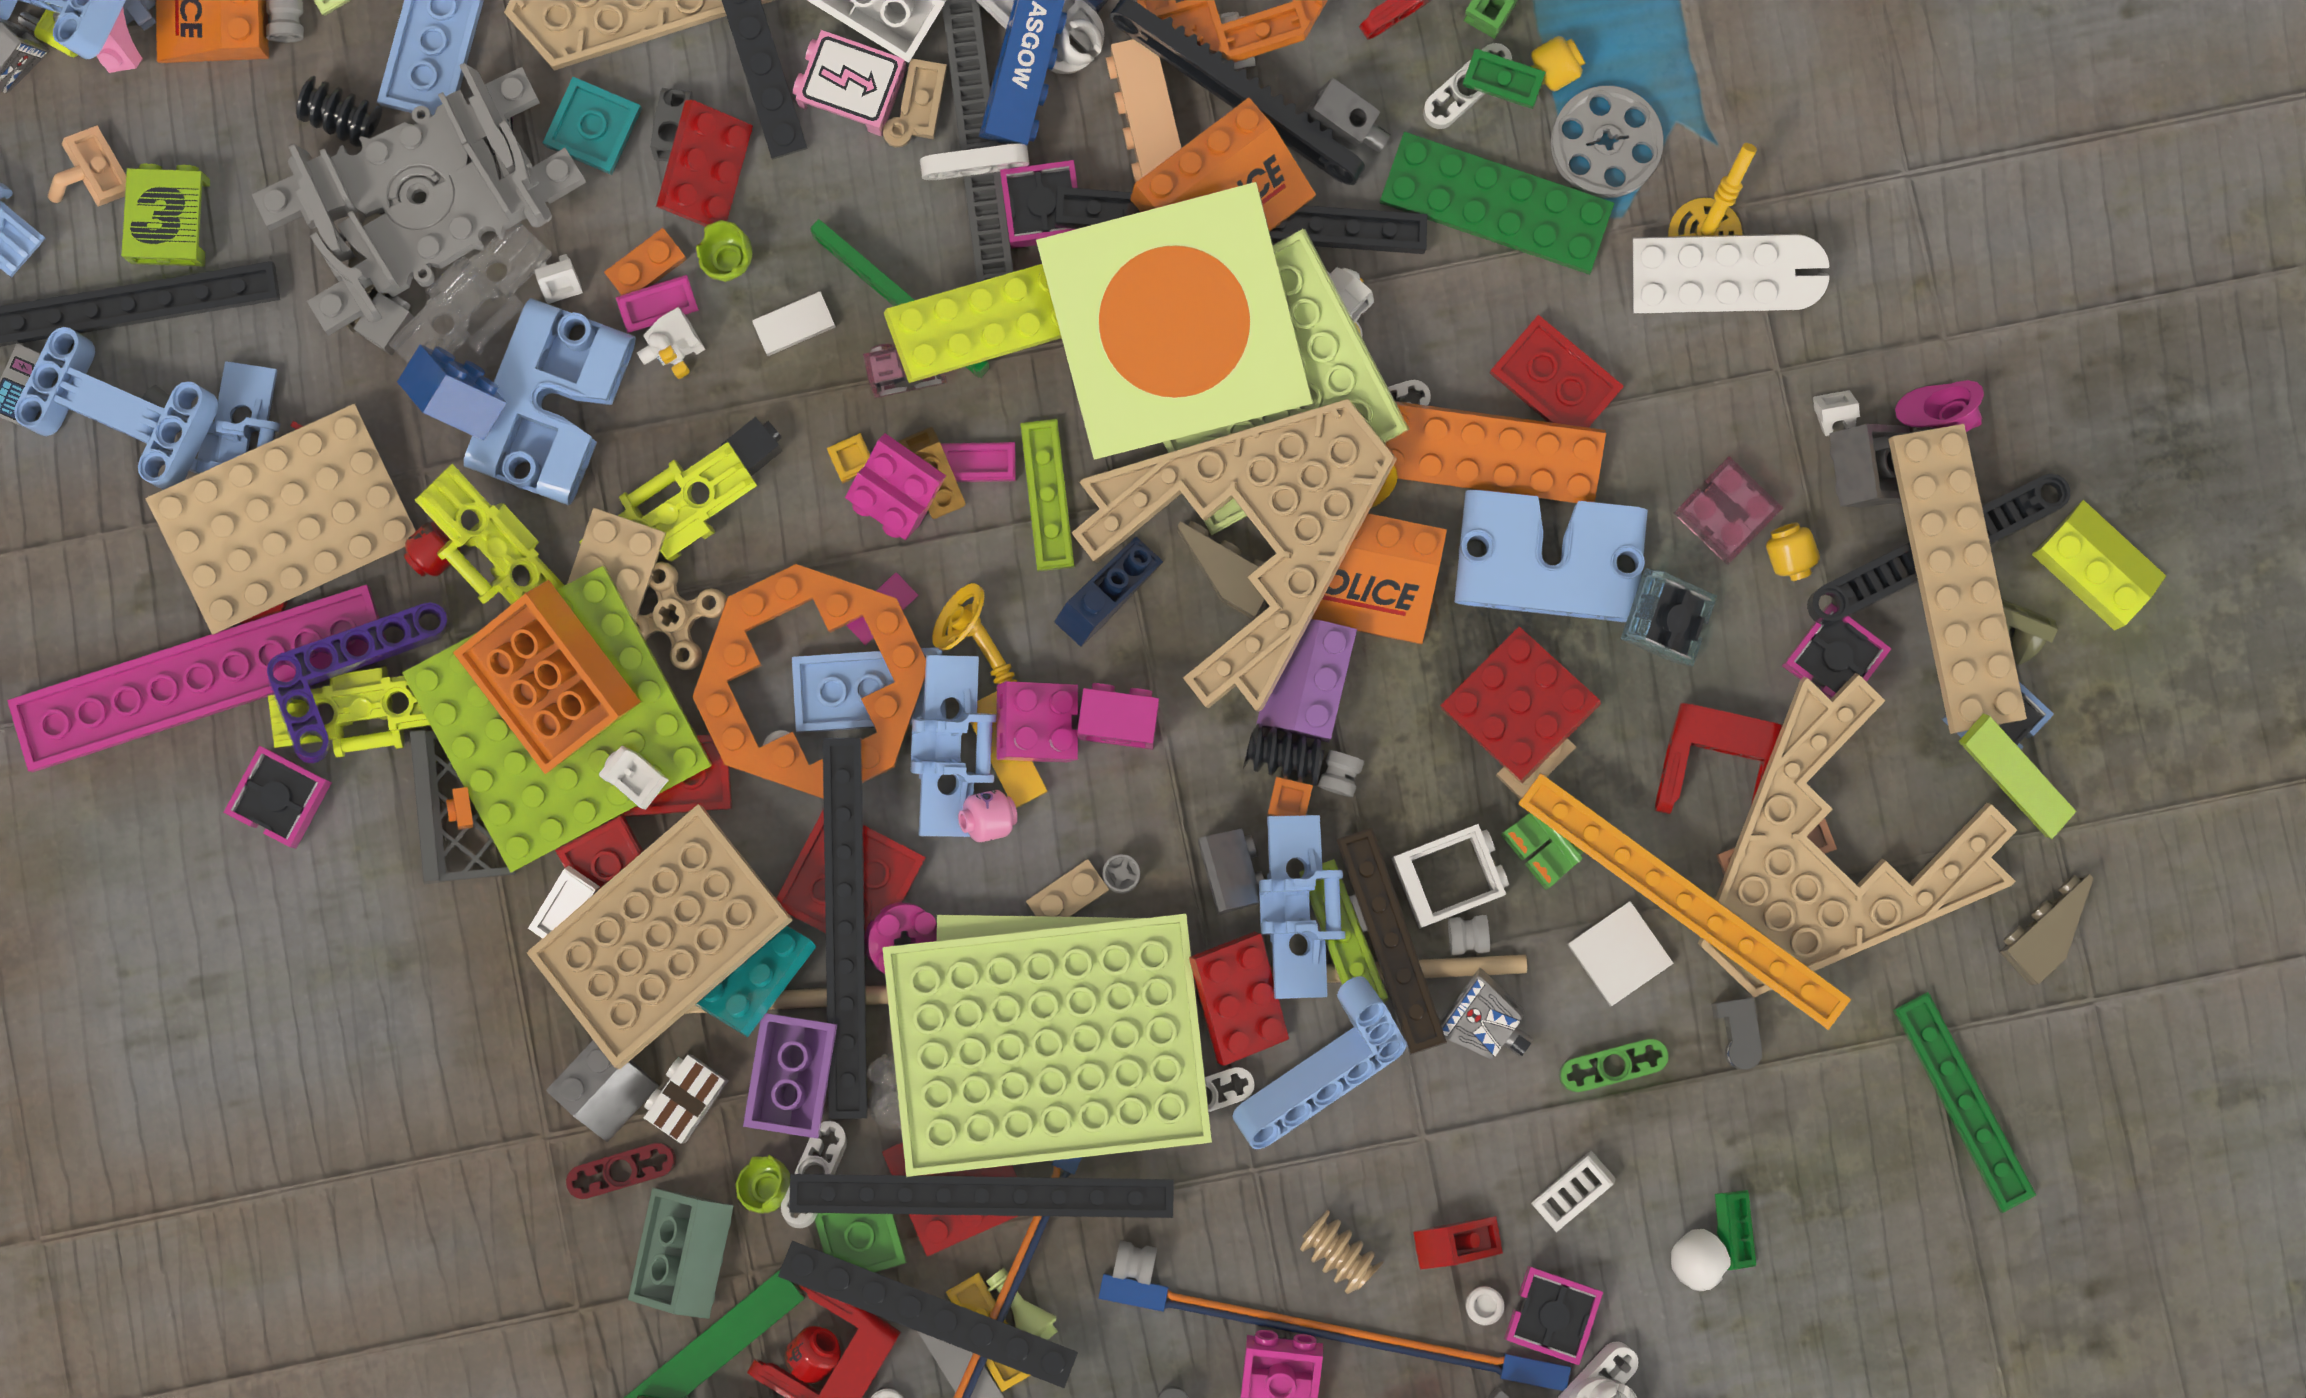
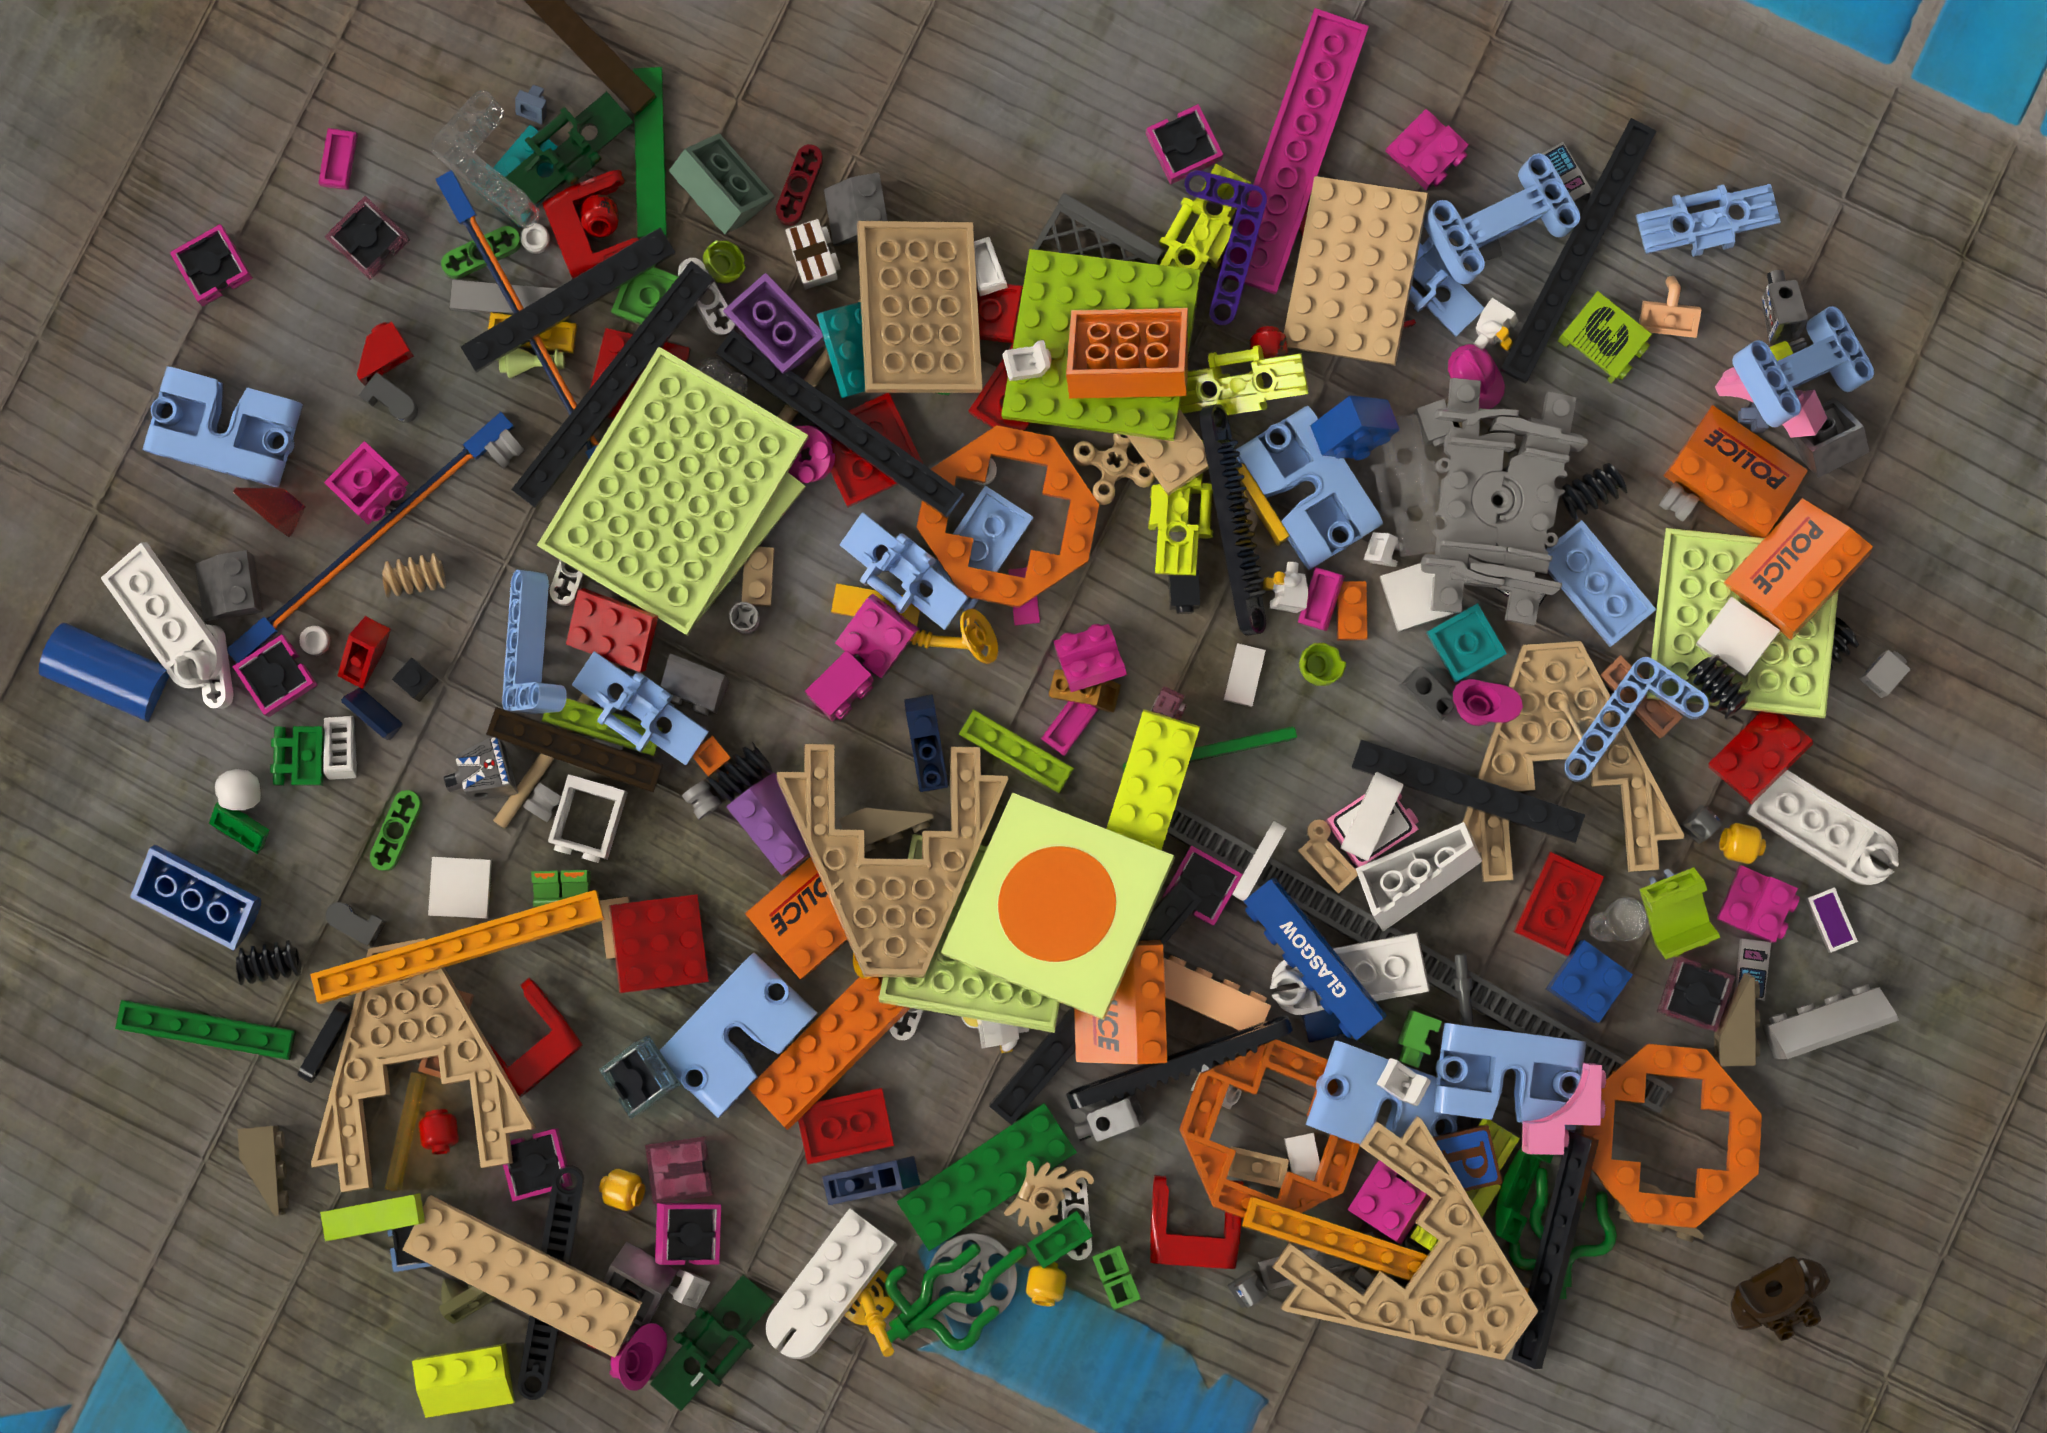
camera: 125 degrees right, 0 degrees up
(97, 542) = (1428, 150): none -> dark pink plate
(238, 338) = (1494, 325): none -> white piece
(294, 327) = (1477, 364): none -> dark pink piece
(460, 809) = (1091, 246): orange plate -> none
(585, 217) = (1409, 597): none -> white tile
(604, 436) = (1263, 508): none -> yellow tile
(638, 57) = (1486, 702): none -> dark pink piece
(640, 448) = (1233, 519): none -> black gear
(704, 164) = (1386, 692): red plate -> none
(843, 81) = (1372, 816): none -> white beam
(849, 457) = (1132, 647): yellow tile -> none
(988, 816) = (842, 562): bright pink head -> none
(1445, 1165) = (415, 679): none -> black brick
(1471, 132) = (1042, 1194): none -> tan animal
(1513, 1184) = (372, 713): none -> dark blue slope
(1589, 310) = (871, 1180): none -> dark blue slope
(1608, 1218) = (306, 756): none -> green plate
(1686, 162) = (915, 1315): none -> green plant
(1784, 450) = (688, 1233): none -> piece
(1842, 1215) = (195, 897): none -> blue brick
(1848, 1089) = (267, 963): none -> black piece
(1871, 359) = (705, 1337): none -> dark green piece
(1880, 780) = (438, 1131): none -> red head
(1881, 967) = (325, 1042): none -> black beam
(1906, 814) = (405, 1131): none -> clear yellow tile

